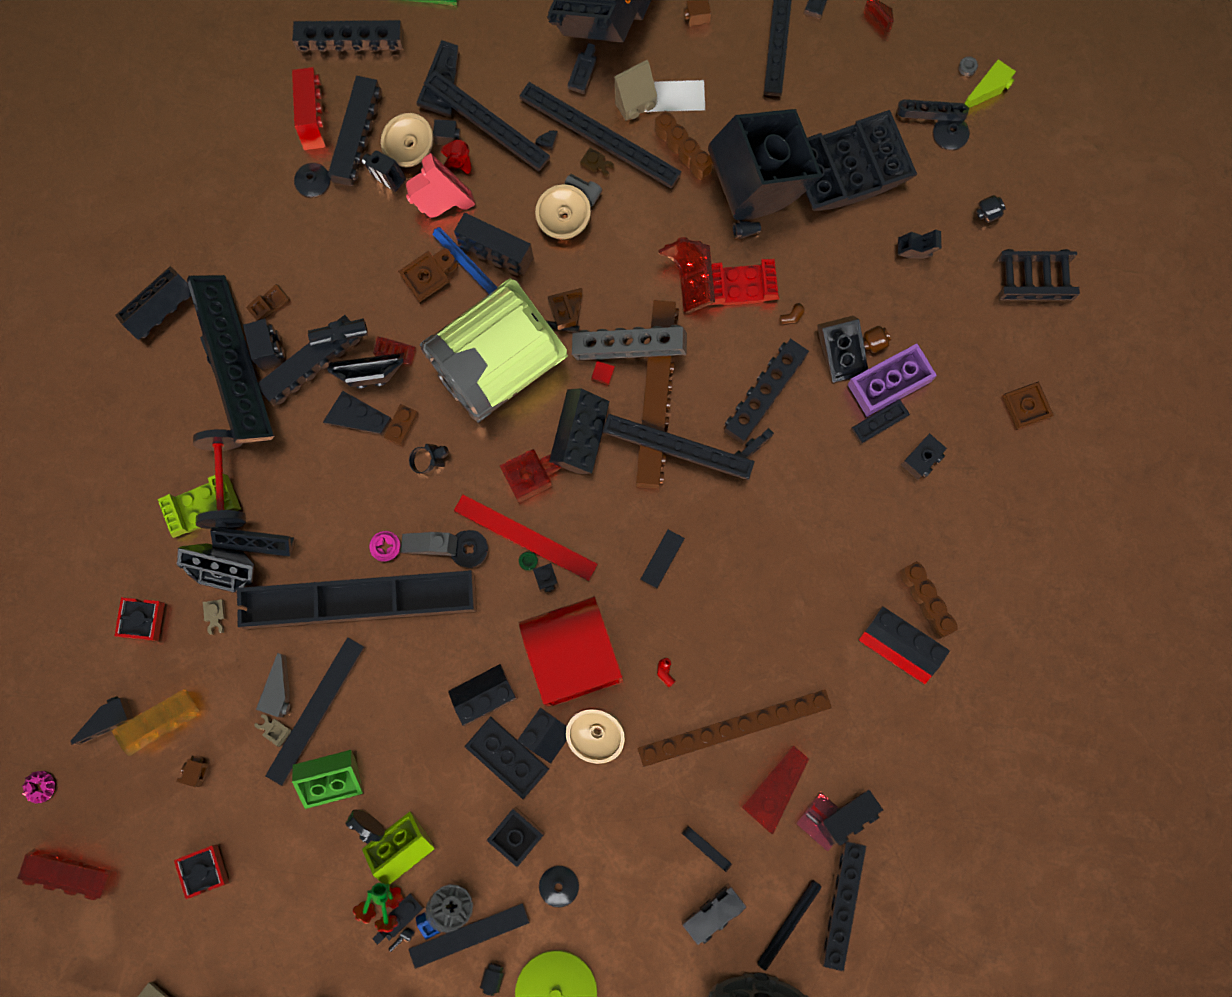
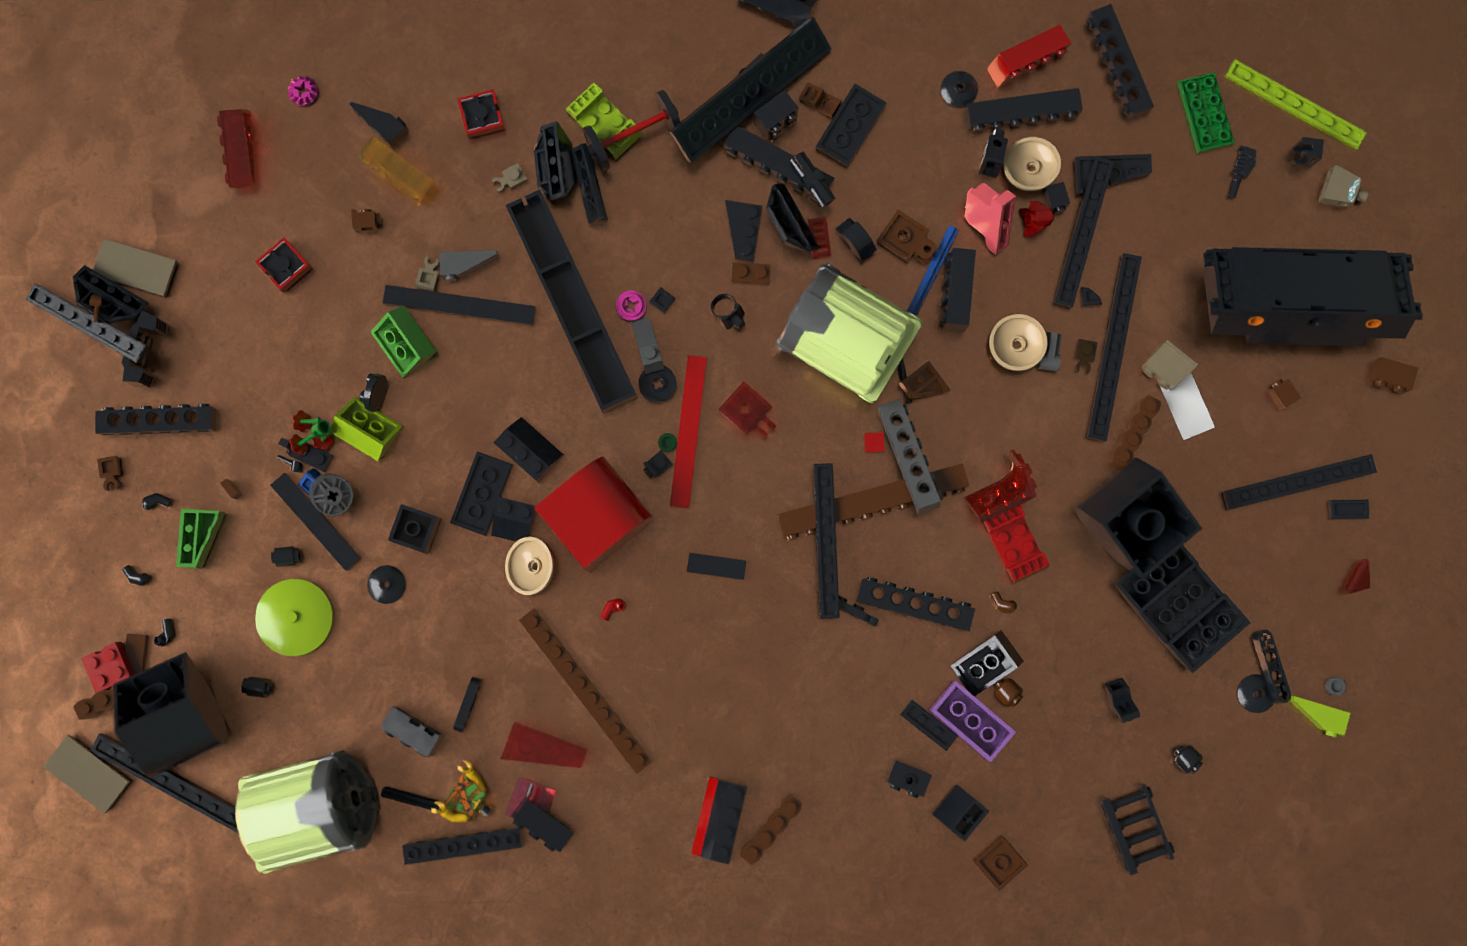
camera: 65 degrees right, 5 degrees up
(302, 284) = (851, 125): none -> black plate
(392, 515) = (662, 300): none -> black tile
(409, 315) = (857, 238): none -> black brick
(579, 431) = (806, 442): black brick -> none
(583, 70) = (1176, 304): black hinge -> none
(745, 228) = (1072, 525): black cone -> none
(798, 884) = (466, 798): none -> torso
(972, 421) = (960, 812): none -> black slope

